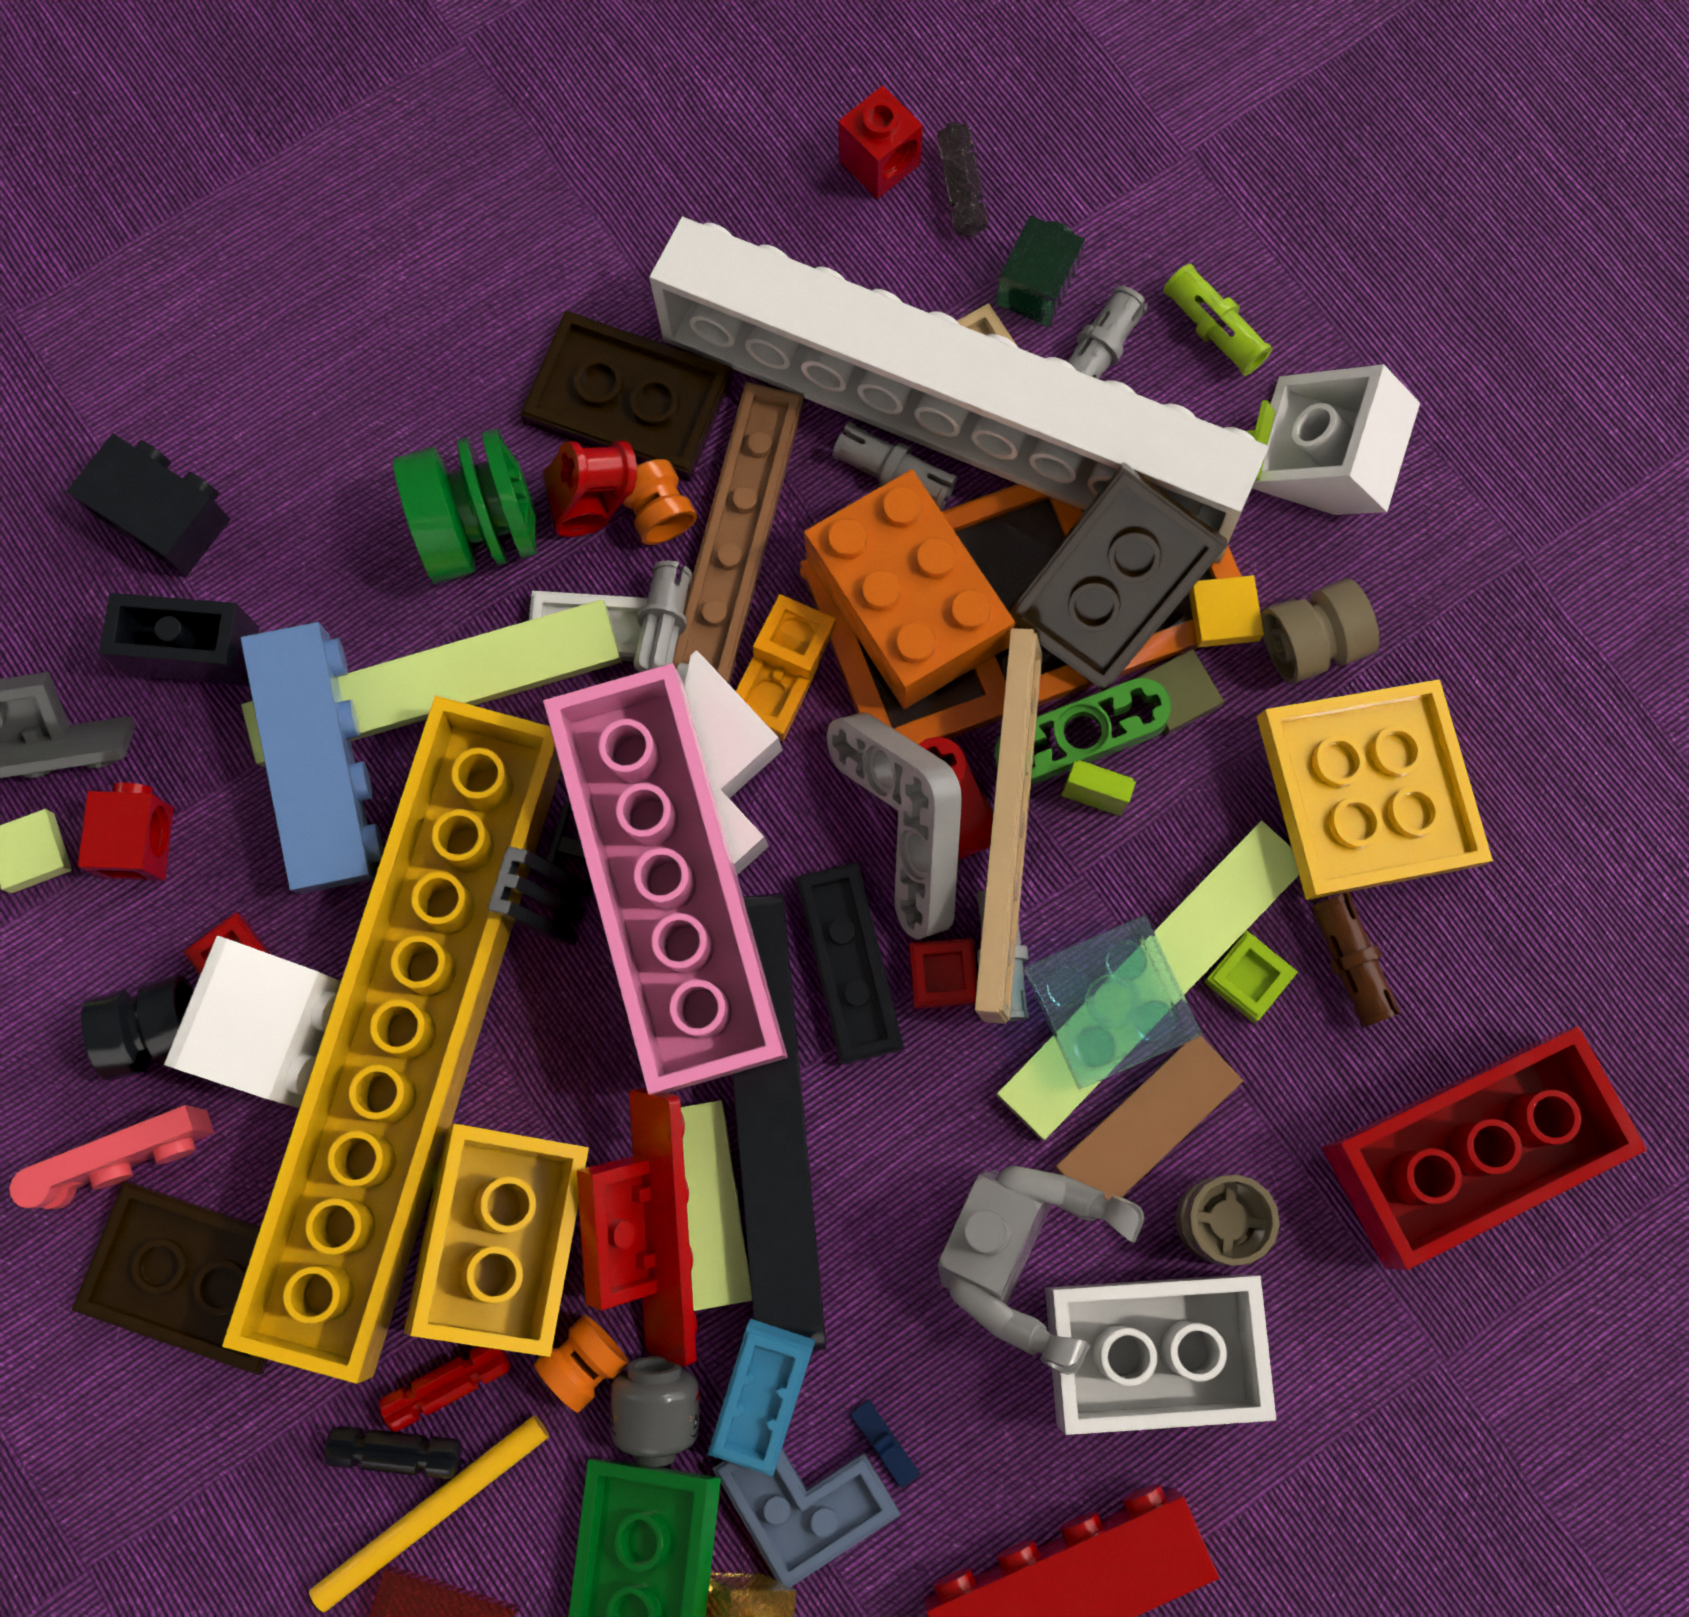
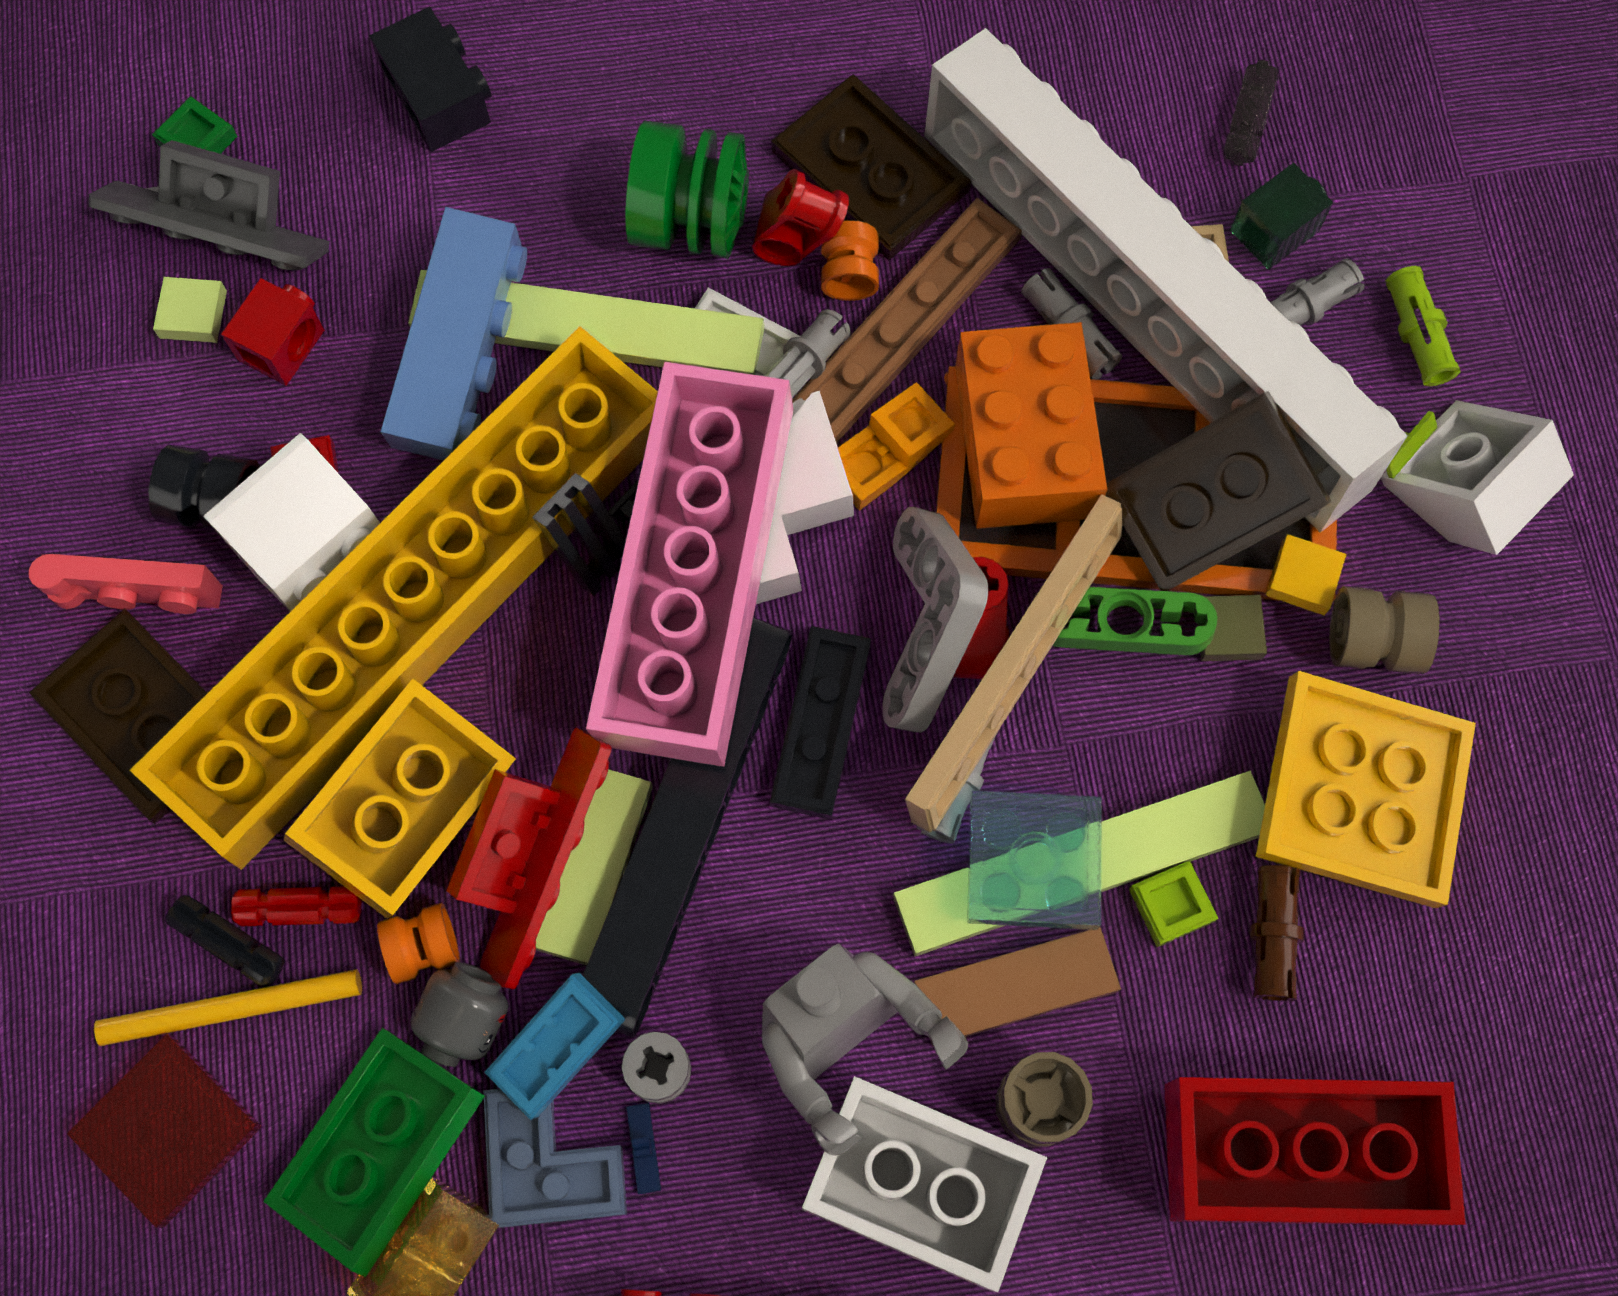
camera: 25 degrees right, 5 degrees down
(176, 638) = (393, 189): black brick -> none
(859, 1350) = (663, 1077): none -> light grey wheel
(880, 142) = (1192, 49): red brick -> none
(943, 973) = (894, 766): red tile -> none
(1098, 787) = (1115, 672): lime tile -> none

